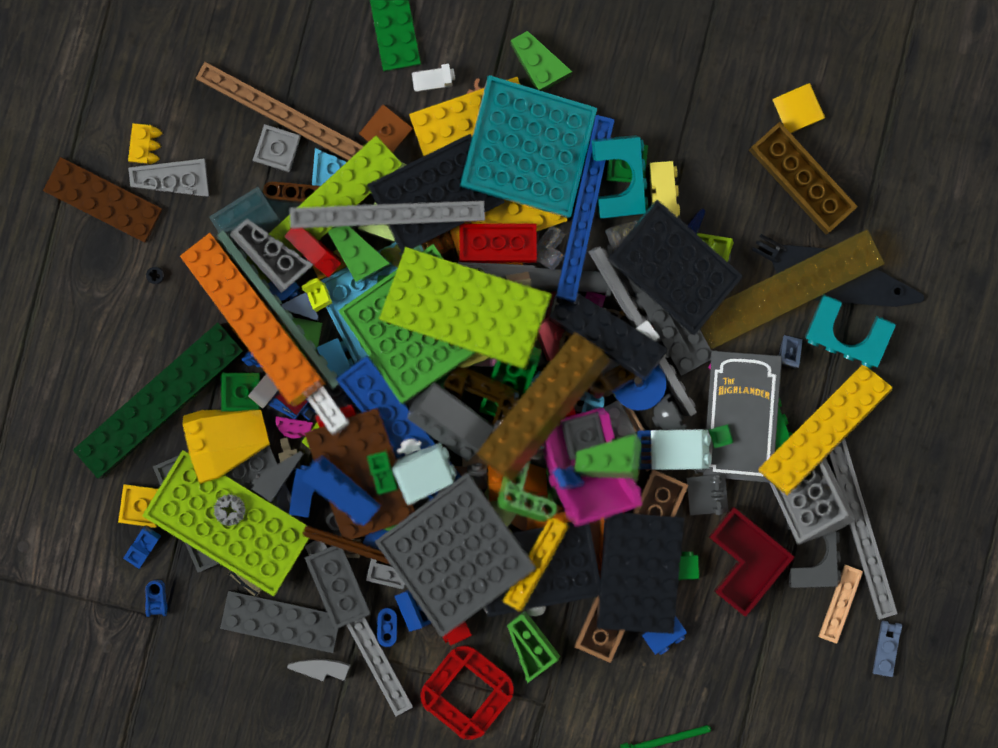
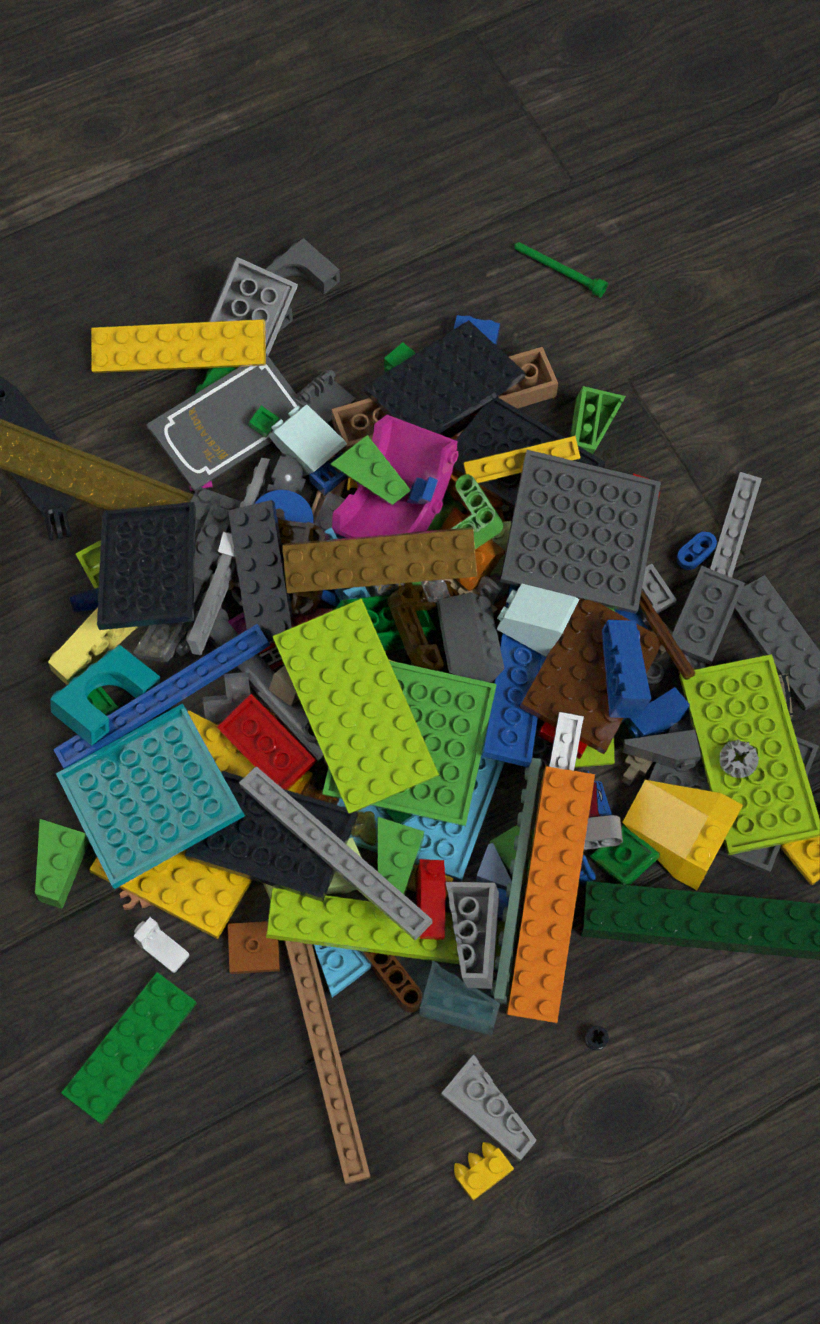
camera: 140 degrees left, 20 degrees down
(102, 200) = (575, 1159): reddish brown plate -> none
(276, 148) = (365, 1033): light grey plate -> none
(293, 428) = (611, 780): dark pink plate -> none
(317, 294) = (468, 861): neon yellow bracket -> none
(320, 668) = (787, 572): light grey slope -> none
(335, 356) = (508, 803): dark azure brick -> none
(382, 473) = (573, 647): green slope -> none
(409, 446) = (526, 650): white plate -> none
(411, 611) = (663, 538): blue brick -> none
(448, 713) = (682, 413): red plate -> none
(582, 433) = (371, 518): dark grey tile -> none
(758, 561) = (346, 310): dark red piece -> none
(790, 351) = (135, 432): sand blue slope -> none
(840, 604) = (317, 231): light nougat tile -> none
(863, 532) = (247, 249): light grey plate -> none
(868, 351) = (76, 374): teal arch -> none
(887, 649) = (318, 172): sand blue plate -> none

